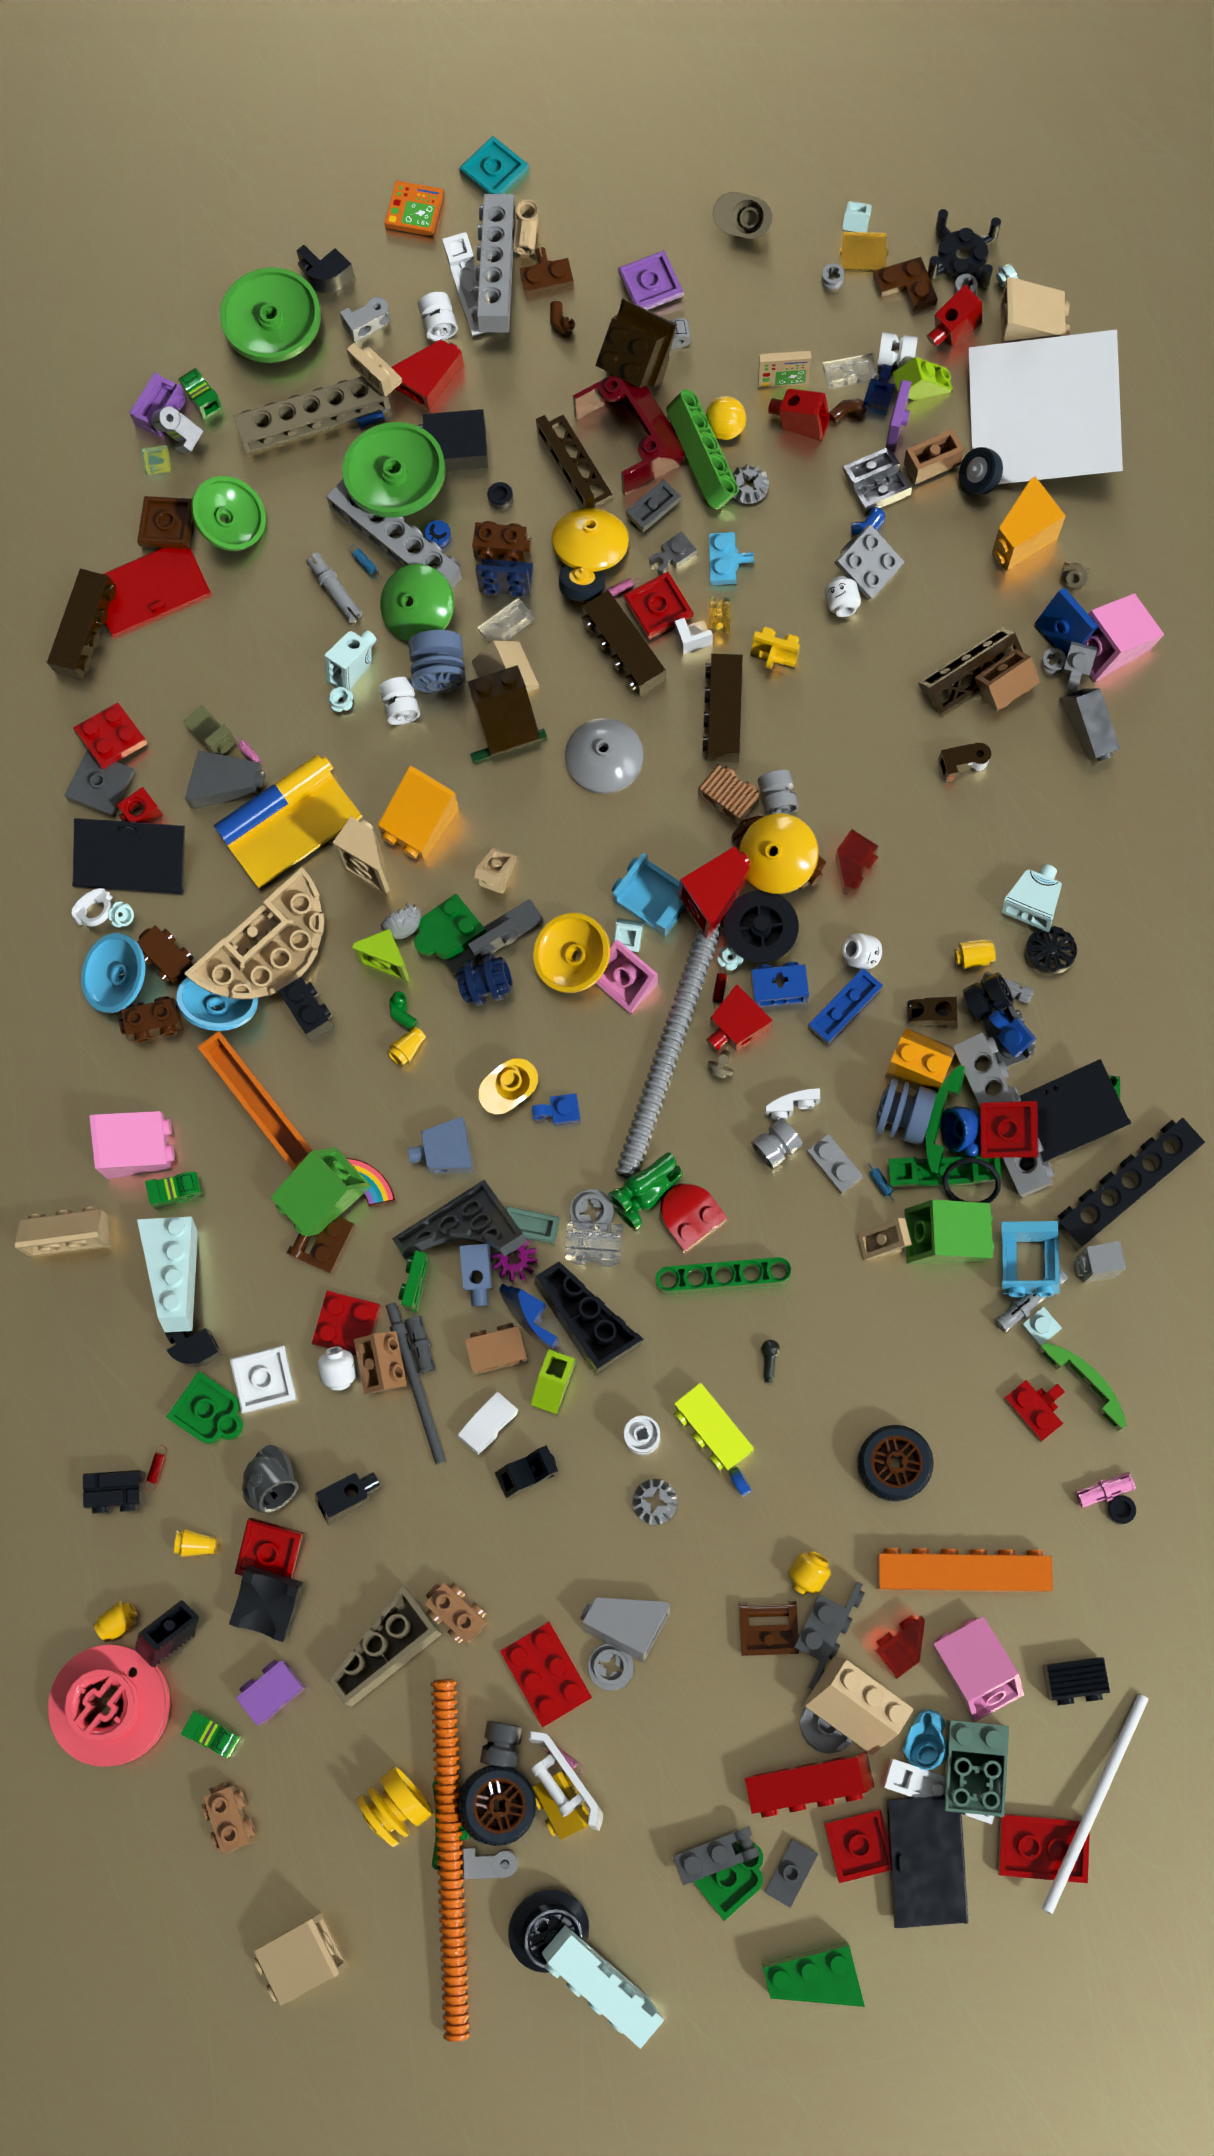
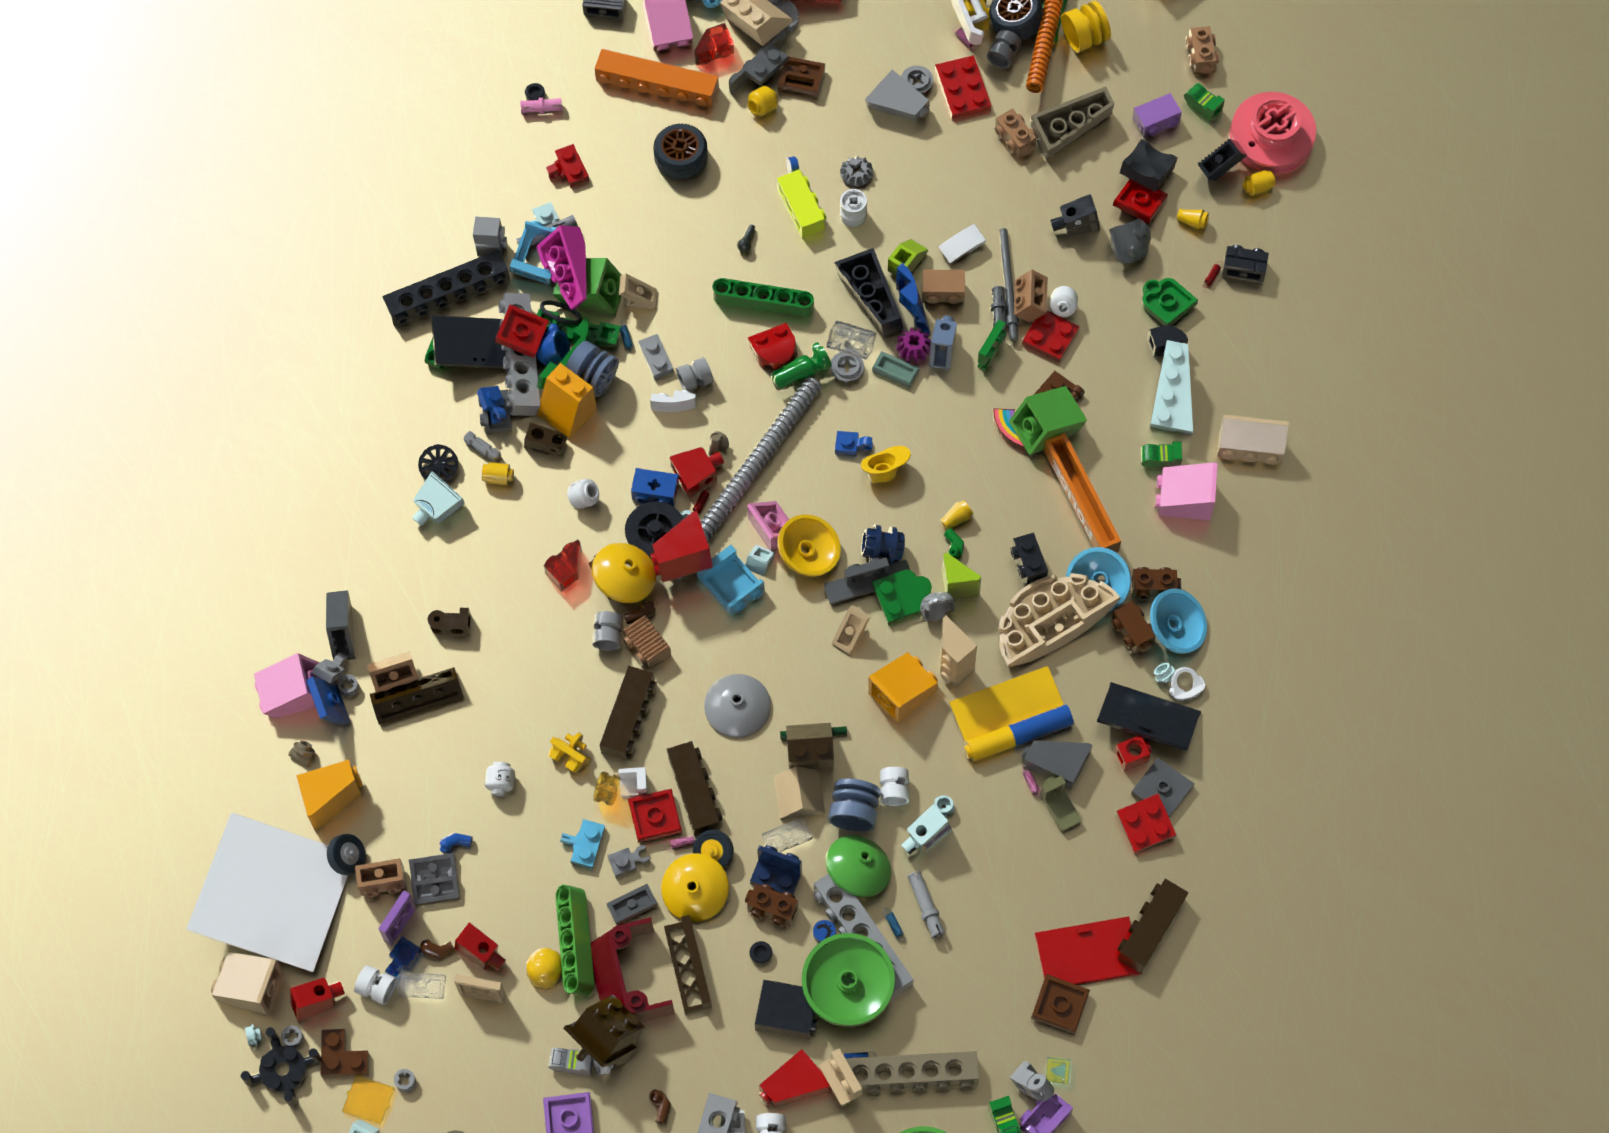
camera: 170 degrees left, 10 degrees down
(235, 503) = (996, 981): bright green dish -> none
(263, 1379) = (1120, 313): white tile -> none
(444, 1148) = (946, 433): sand blue torso -> none
(470, 1216) = (939, 376): dark grey plate -> none
(527, 1472) = (942, 205): black brick -> none
(760, 484) = (537, 913): light grey gear -> none
(845, 1006) = (610, 460): blue plate -> none
(869, 561) = (468, 803): light grey plate -> none
(925, 377) = (362, 953): lime slope -> none
(979, 999) = (497, 435): black wheel -> none
(987, 1247) = (565, 258): none -> dark pink wedge
(1111, 1409) = (537, 188): bright green slope -> none

